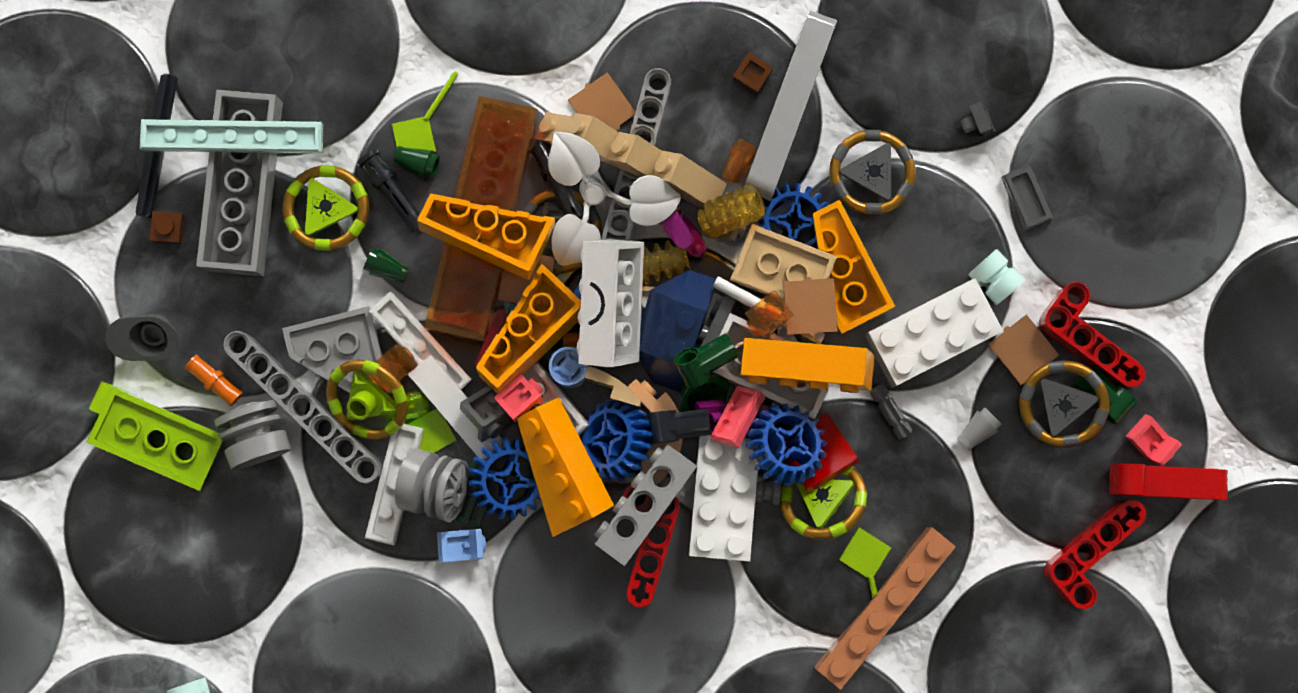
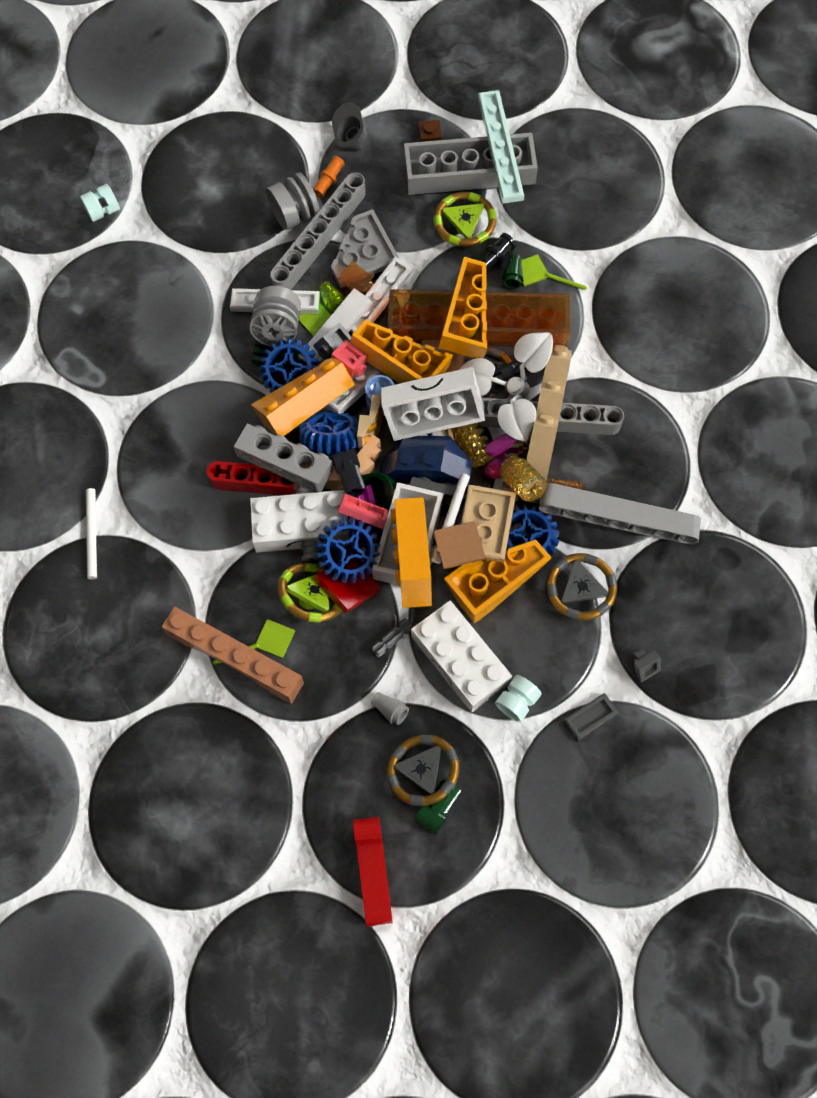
camera: 80 degrees right, 15 degrees down
(125, 428) = (284, 128): lime hinge -> none
(154, 159) = (474, 115): black axle -> none
(367, 399) = (331, 266): lime piece -> none
(385, 266) = (432, 263): dark green cone -> none
(460, 545) = (235, 348): light blue bracket -> none
(604, 102) = (586, 387): medium nougat piece -> none
(697, 363) = (397, 472): dark green piece -> none
(753, 73) = (639, 487): reddish brown plate -> none
(768, 315) = (445, 513): clear orange bracket -> none
(1022, 349) = (465, 734): medium nougat piece -> none
(1094, 340) = (480, 789): red beam -> none
(1097, 549) = (308, 820): red beam -> none
(1153, 441) = (406, 852): coral bracket -> none

